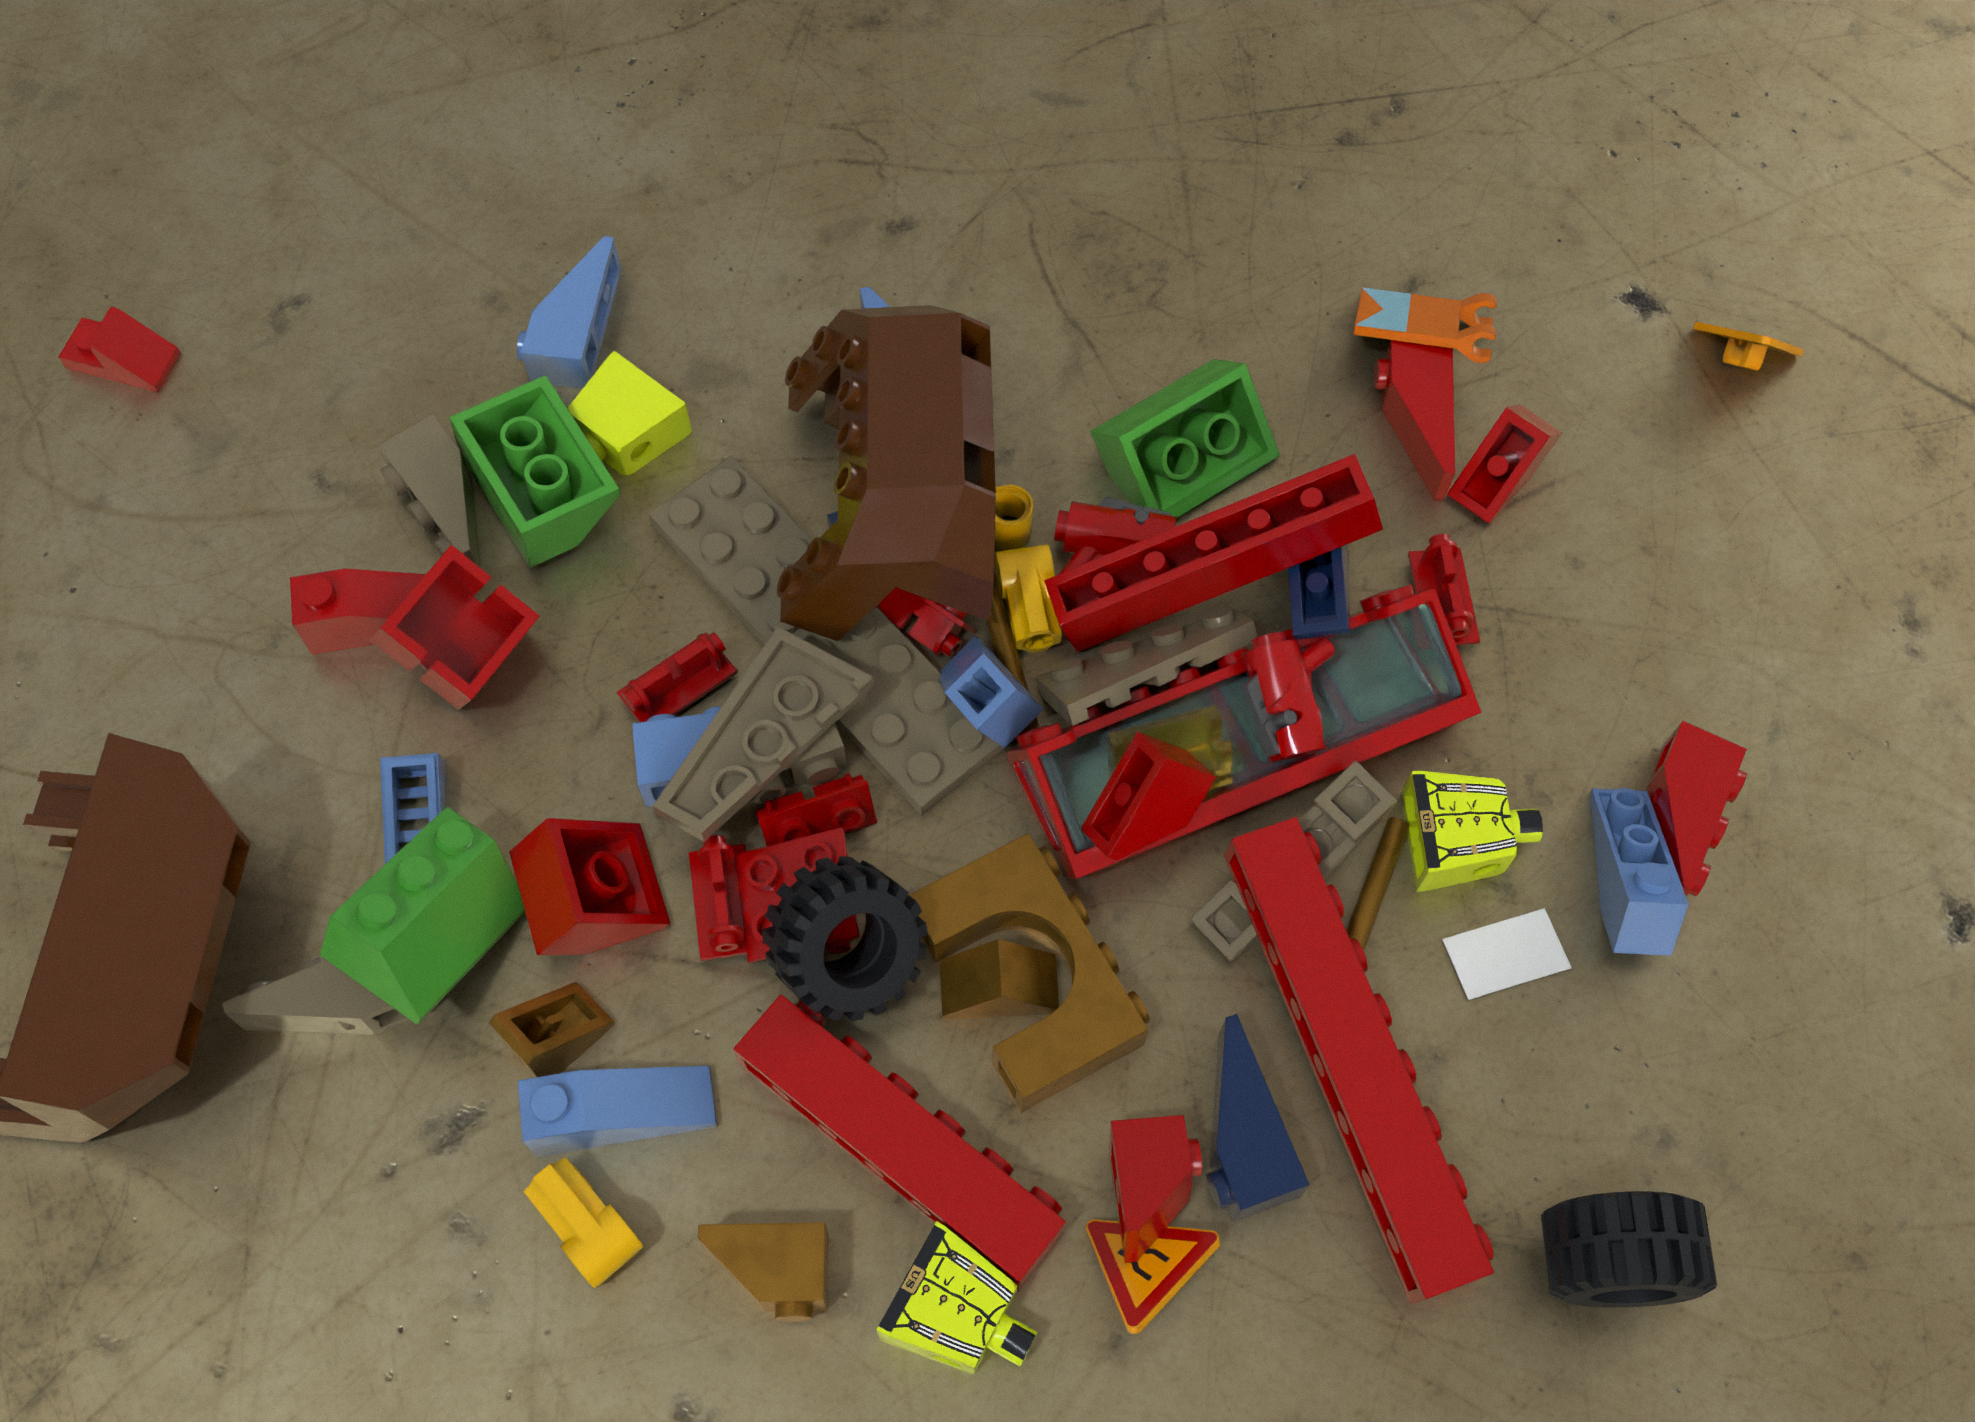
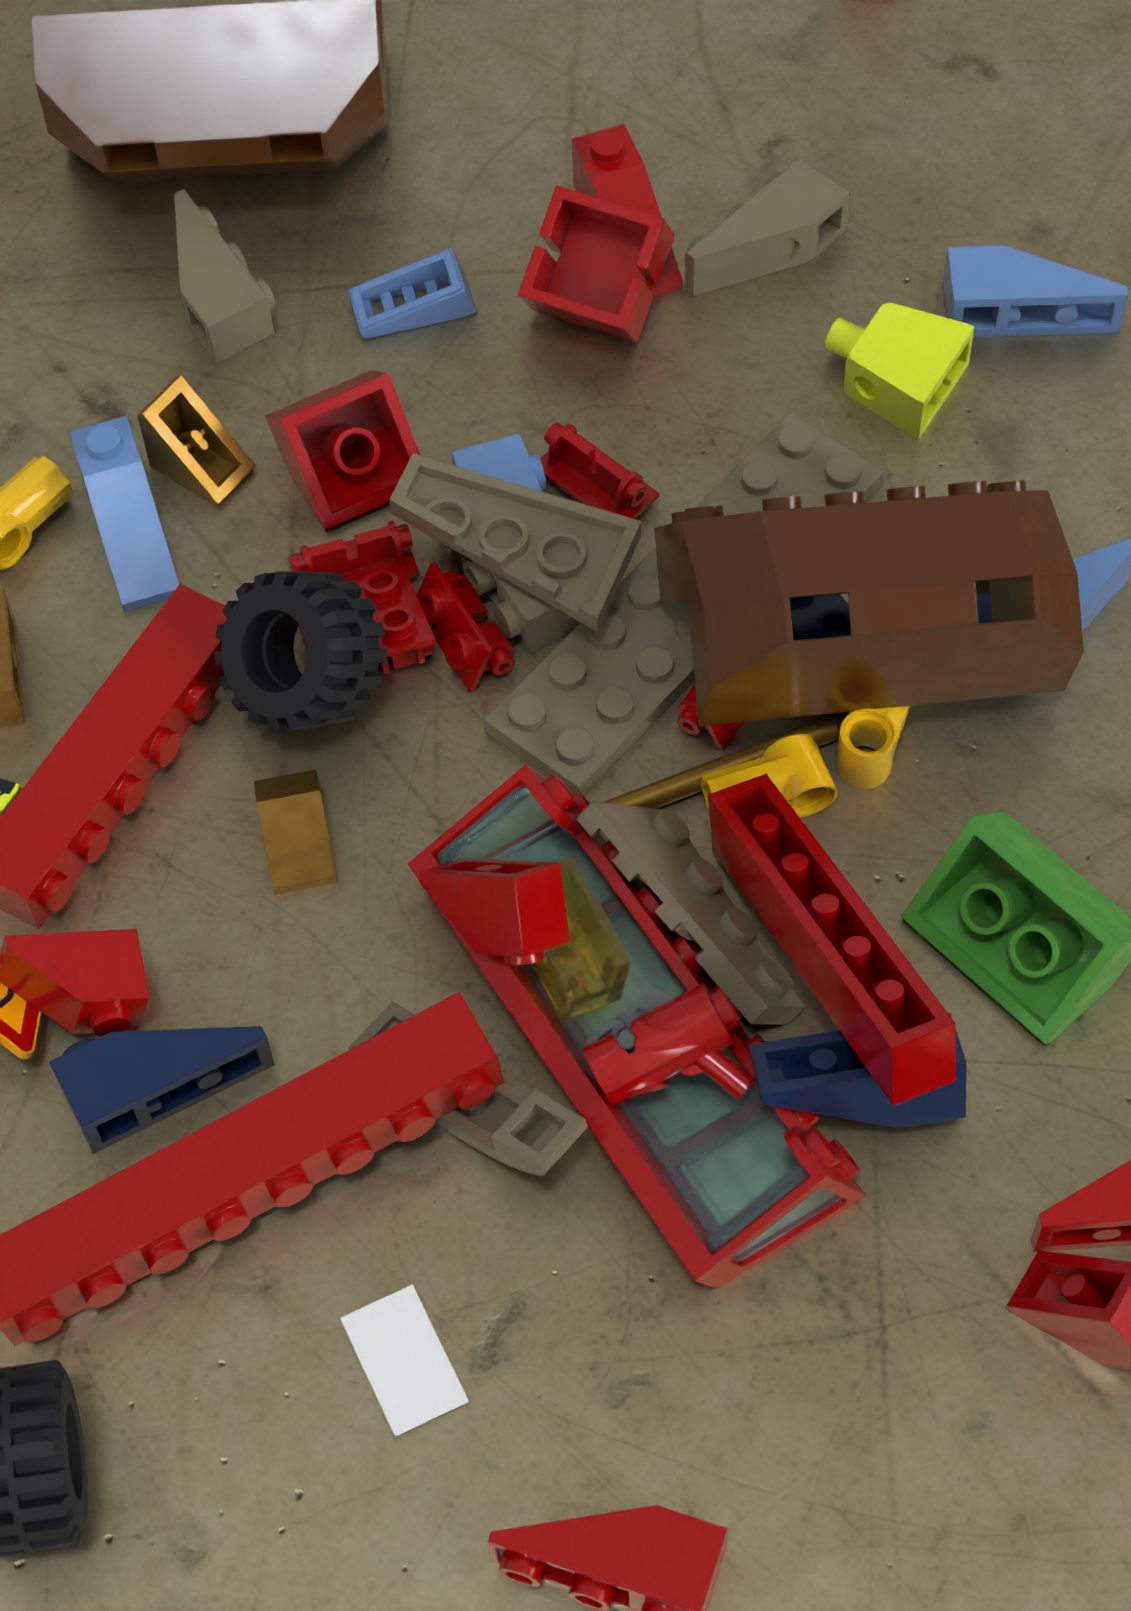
camera: 85 degrees right, 5 degrees down
(425, 916) = (280, 309): bright green slope -> none
(535, 468) = (802, 287): bright green slope -> none
(988, 693) = (620, 750): medium blue slope -> none
(1021, 891) = (268, 913): pearl gold arch -> none
(1103, 528) = (870, 853): red piece -> none
(1377, 880) = (453, 1196): pearl gold bar -> none
(1443, 568) = (878, 1251): red hinge -> none
(1462, 828) = (543, 1282): neon yellow torso -> none
(1635, 874) = (479, 1487): medium blue slope -> none

